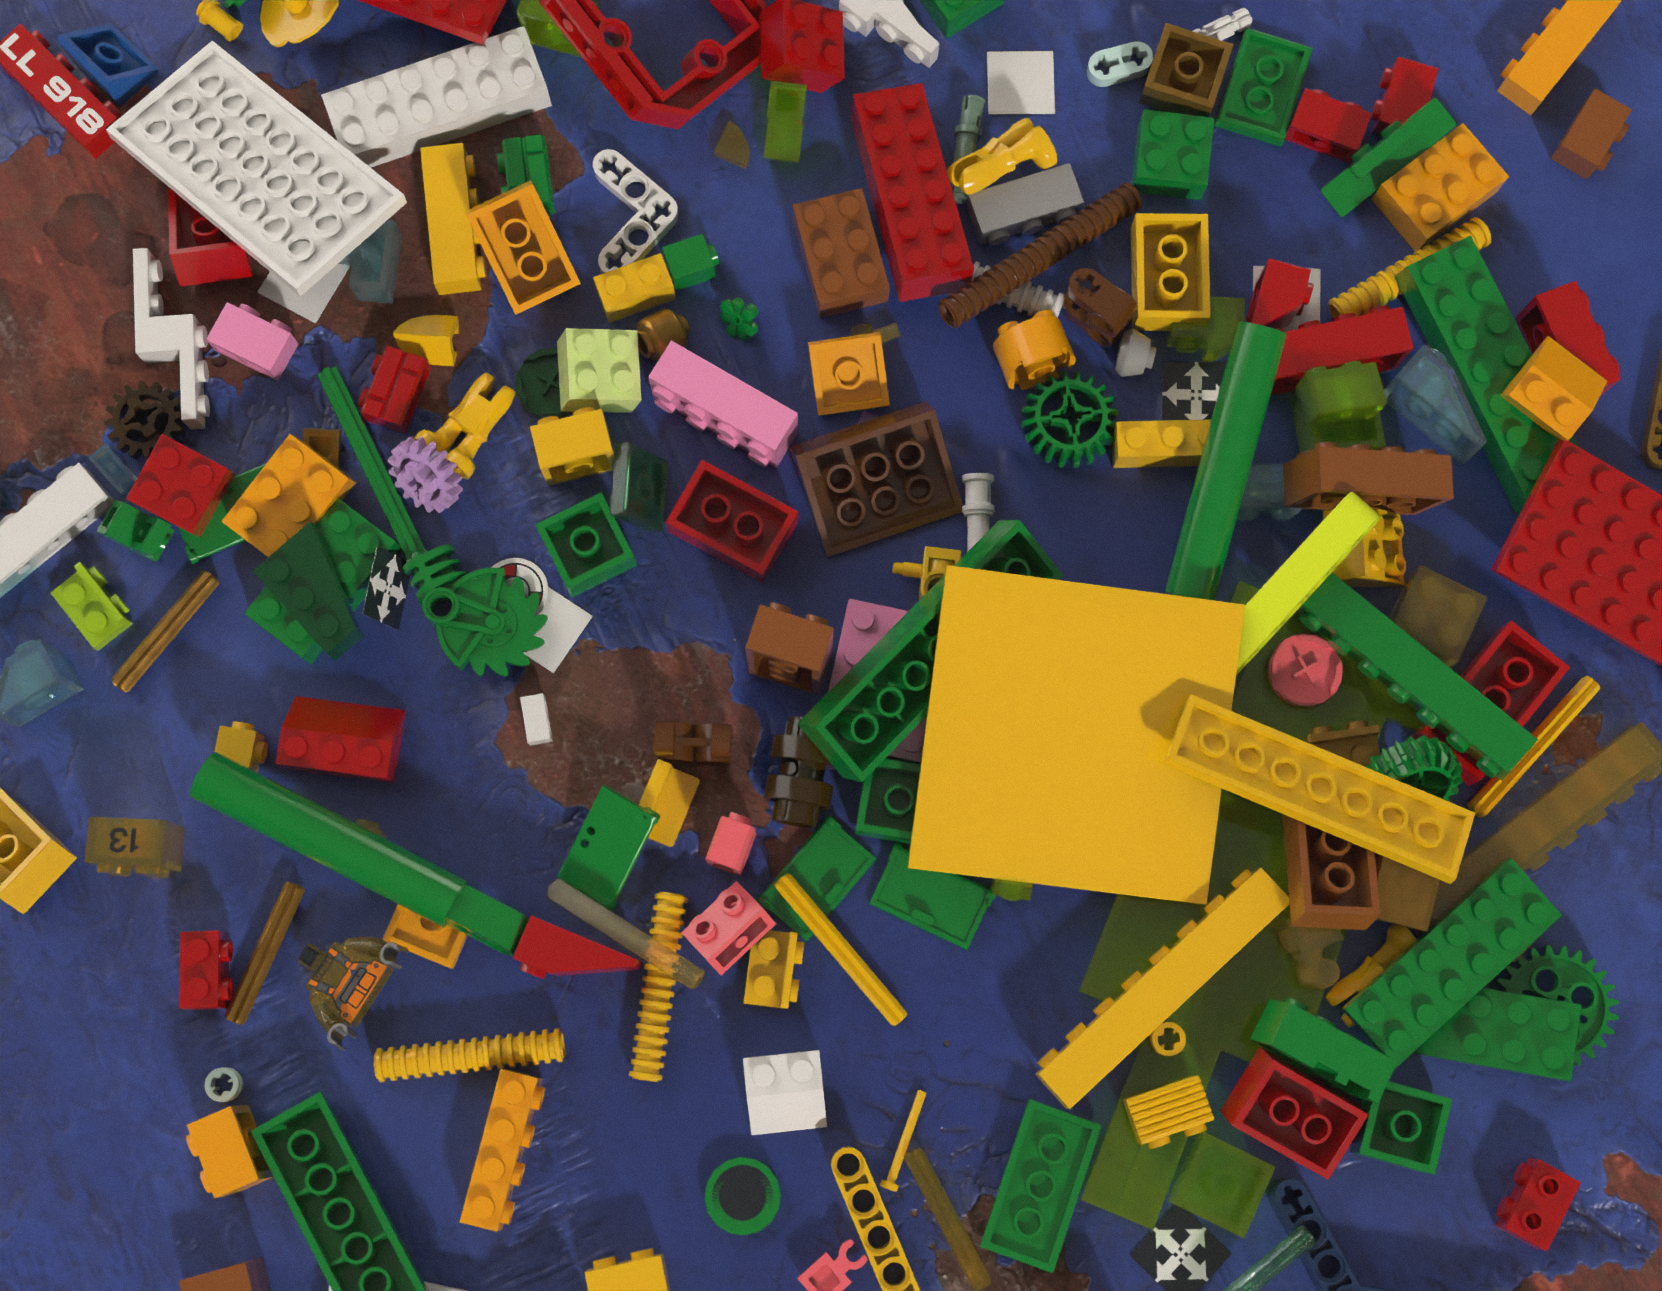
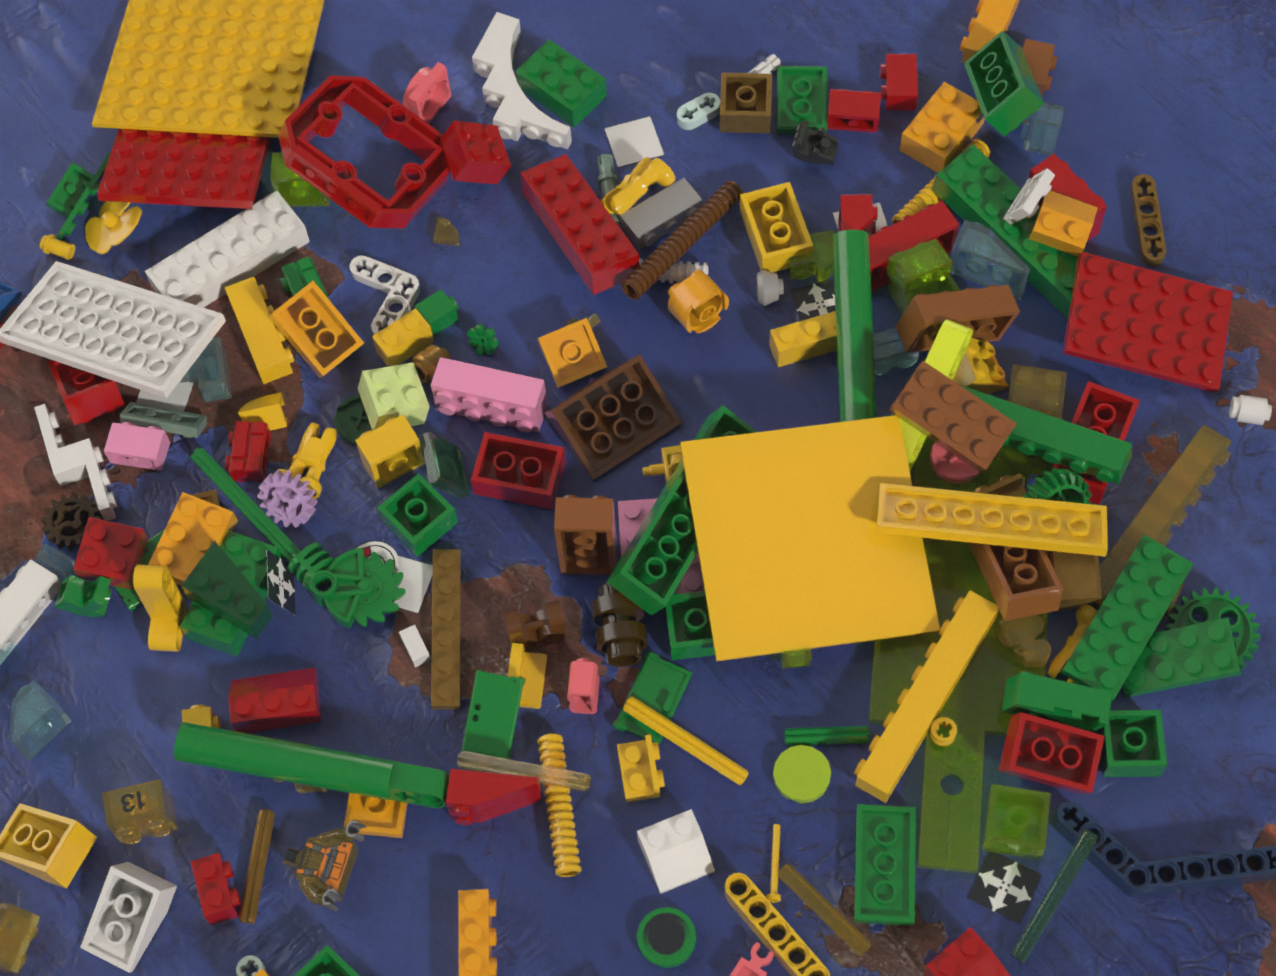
camera: 10 degrees left, 15 degrees down
(91, 970) = (127, 915): none -> white slope
(92, 607) = (64, 659): lime bracket -> none
(165, 631) = (121, 663): pearl gold axle -> none
(231, 584) = (163, 604): none -> yellow beam
(297, 312) = (170, 420): none -> sand green plate
(469, 1055) = (431, 893): yellow piece -> none
(582, 707) = (446, 630): none -> pearl gold plate
(728, 927) = (599, 746): coral brick -> none
(785, 121) = (478, 203): clear neon green brick -> none
(841, 253) = (542, 278): dark orange brick -> none
(932, 900) = (740, 685): green door -> none
(973, 1035) = (802, 774): none -> lime tile
(977, 505) = (691, 416): white pin -> none
(1020, 994) = (827, 735): none -> green axle
(1055, 423) = (731, 352): green gear -> none
(1108, 309) = (738, 259): reddish brown piece -> none
(1168, 1111) = (960, 779): yellow brick -> none
(1172, 154) = (753, 155): green brick -> none
(1259, 162) = (814, 145): none -> pearl dark grey hand
(1313, 633) = (952, 417): none -> dark orange brick
(1378, 163) = (905, 107): green bracket -> none
(1520, 341) = (1026, 202): none -> white plate
(1536, 1203) = (1249, 771): red brick -> none
(1542, 153) = (1003, 83): none -> green brick
(1545, 733) = (1136, 465): yellow axle -> none
(1573, 229) = (1042, 129): none -> clear light blue brick

